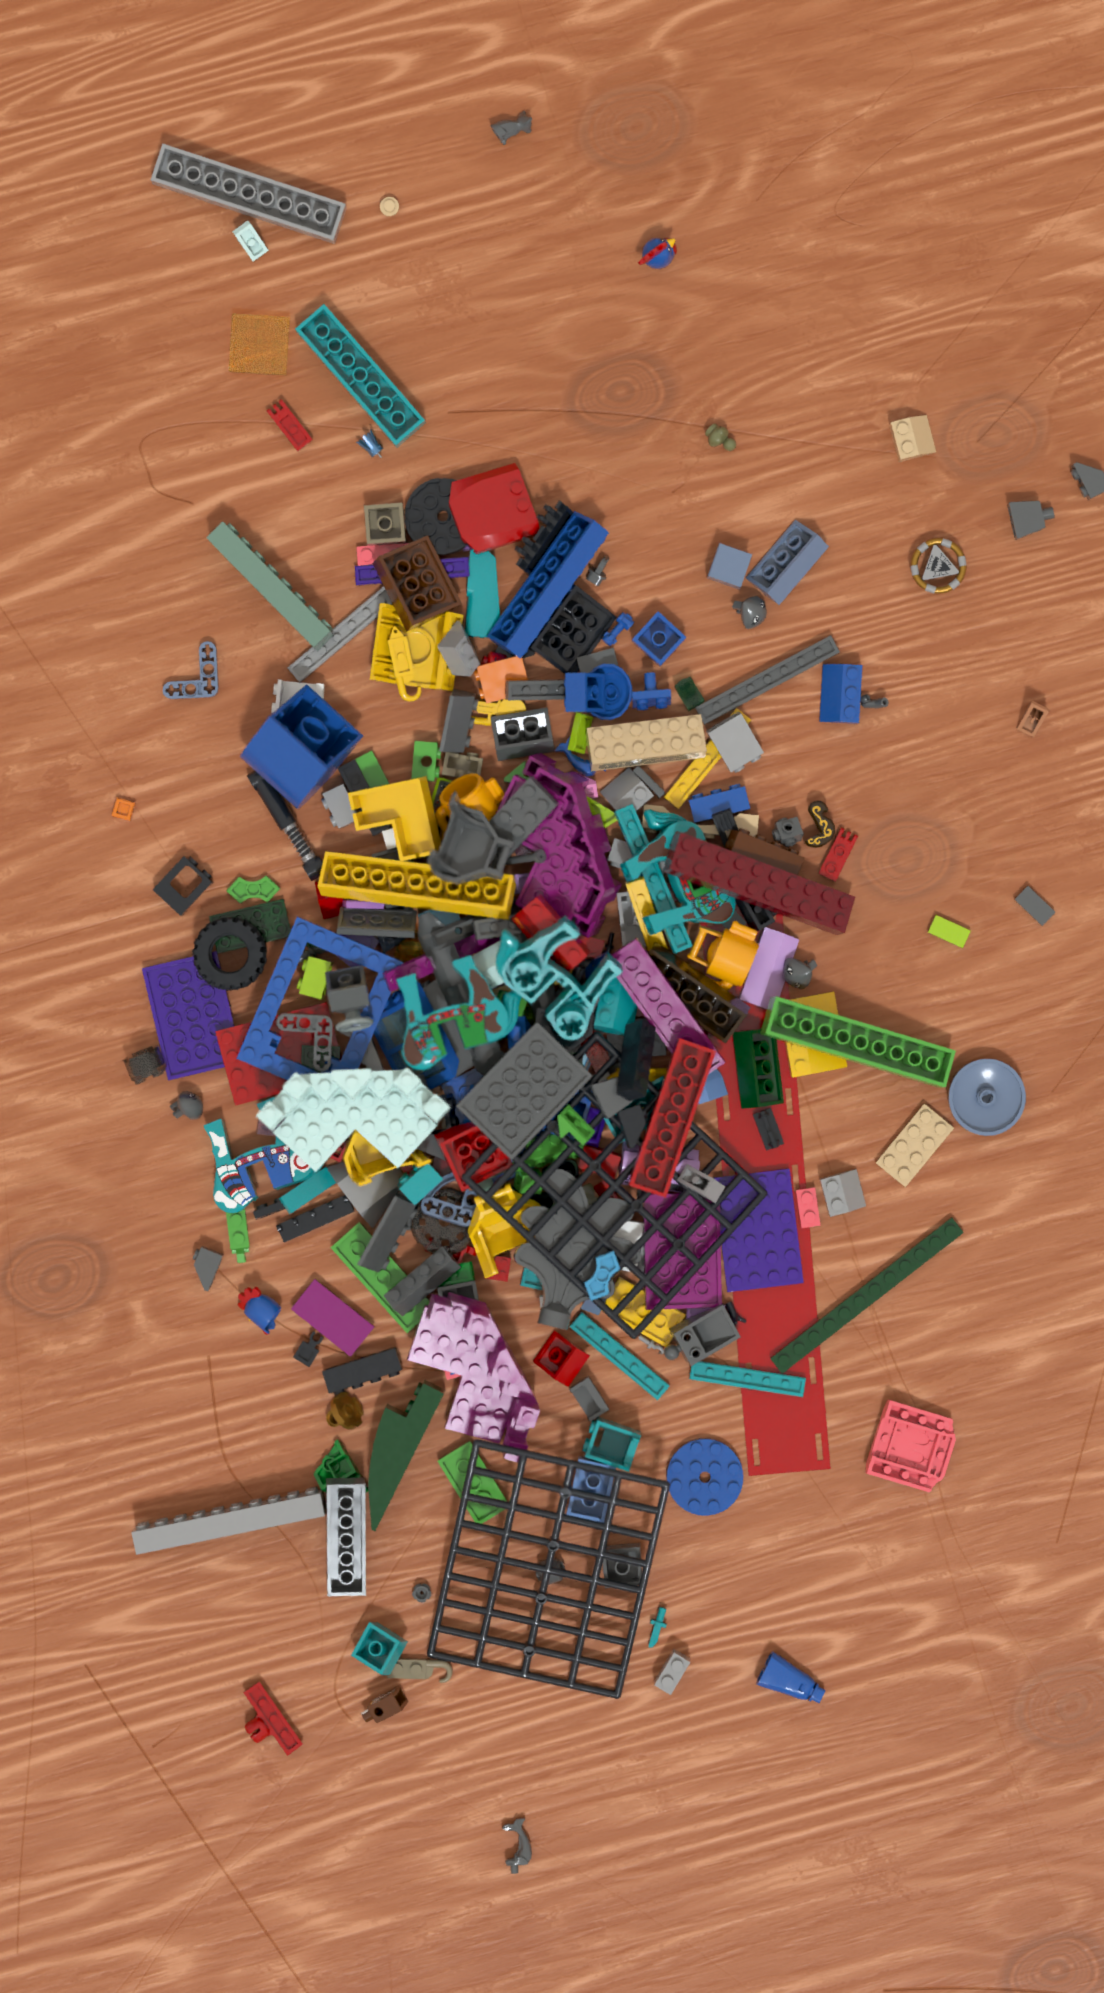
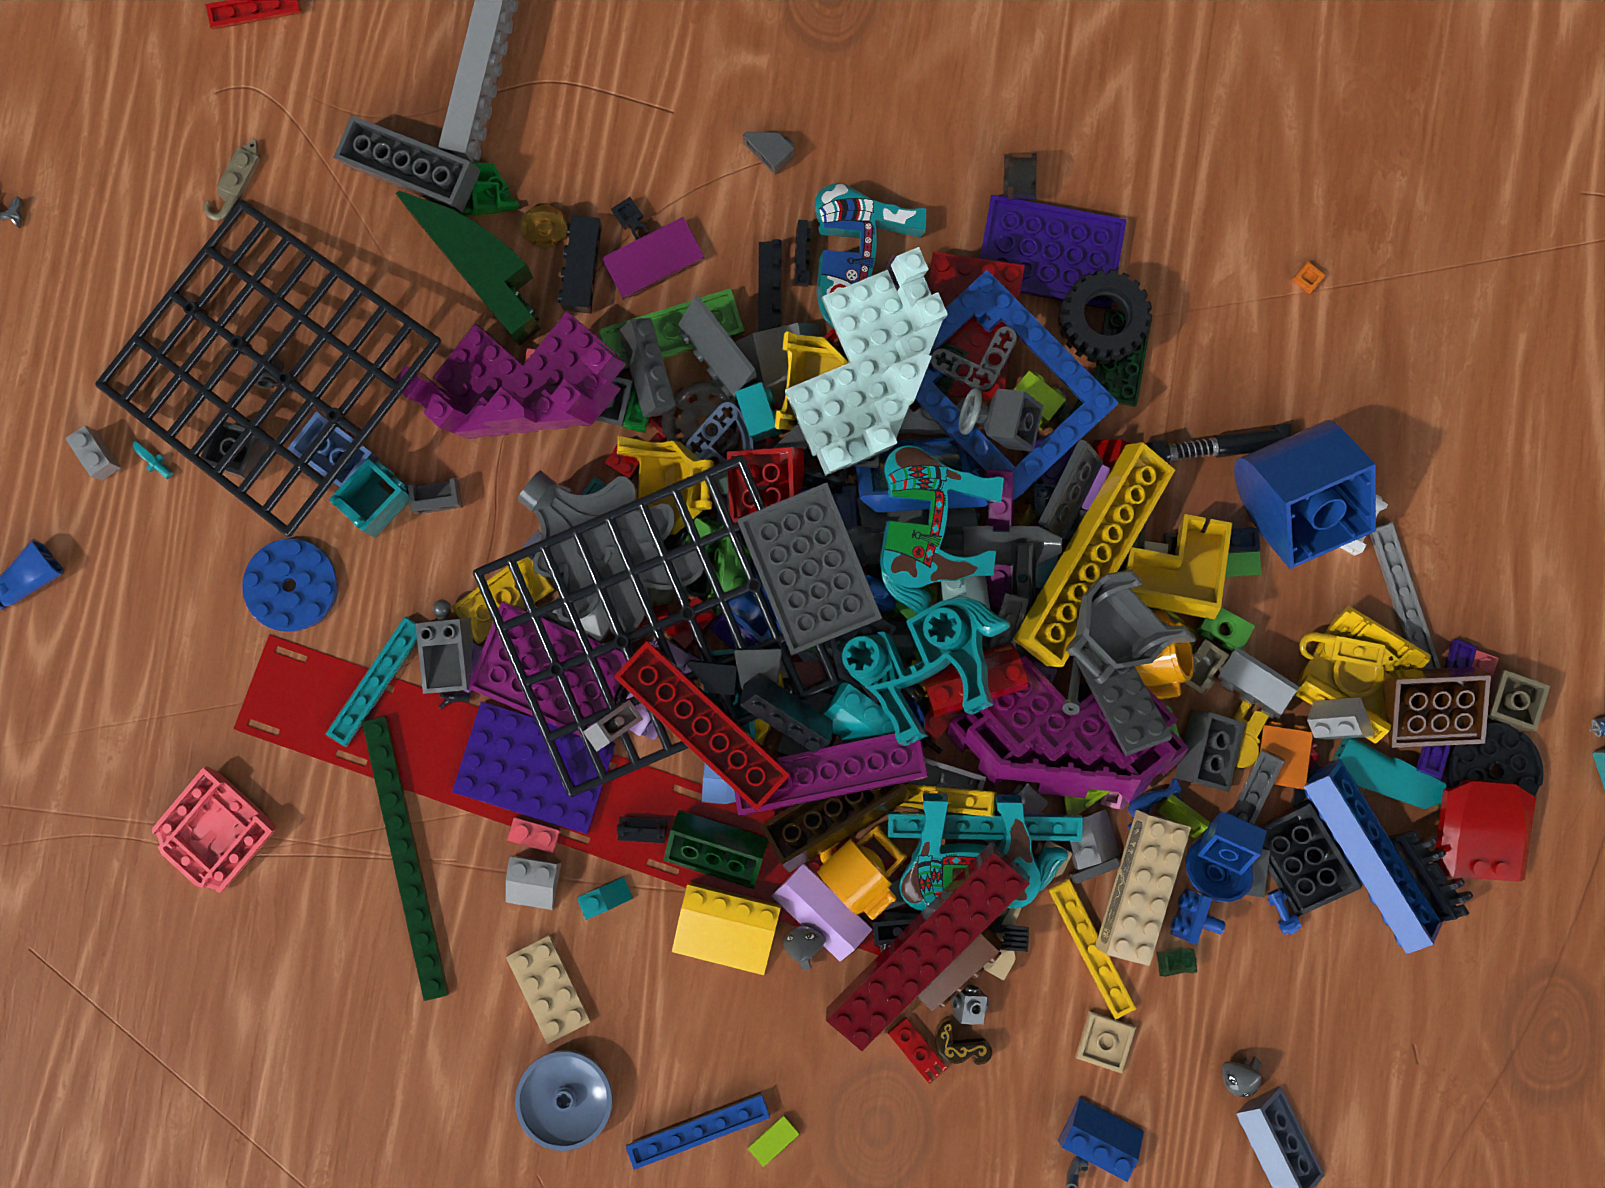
camera: 115 degrees right, 5 degrees down
(171, 896) = (1192, 284): black window -> none
(189, 1105) = (954, 204): dark grey piece -> none
(199, 684) = (1413, 421): sand blue beam -> none
(238, 1234) = (788, 198): bright green hinge -> none
(243, 889) = (1157, 387): bright green tile -> none
(259, 1308) = (697, 183): blue piece -> none
(266, 581) = (1500, 542): sand green brick -> none
(307, 1190) = (804, 288): teal tile -> none
(339, 805) = (1219, 508): light grey brick -> none
(379, 1648) = (270, 148): teal brick -> none
(385, 1705) = (207, 131): reddish brown torso -> none
(421, 1597) = (307, 219): dark grey plate -> none
(455, 1468) = (430, 315): bright green plate -> none
(561, 1358) = (492, 484): red slope -> none
(572, 1122) = (747, 609): bright green slope -> none
(595, 574) = (1354, 915): dark grey piece -> none
(605, 1267) = (551, 556): dark azure tile -> none
(619, 1356) = (466, 551): teal tile -> none
(651, 1344) = (463, 591): light grey hand -> none
(659, 639) = (1255, 955): blue brick -> none
(704, 807) = (1040, 920): blue brick -> none
(718, 436) = (1459, 1129): olive animal -> none
(729, 566) = (1305, 1075): sand blue piece -> none
(735, 742) = (1098, 991): light grey panel -> none
(767, 679) = (1153, 1061): dark grey plate -> none
(770, 719) = (1105, 1042): none -> tan tile
(829, 1133) = (604, 898): none -> teal slope
(857, 1042) = (693, 979): bright green brick -> none
(966, 989) = (697, 1131): none -> blue plate

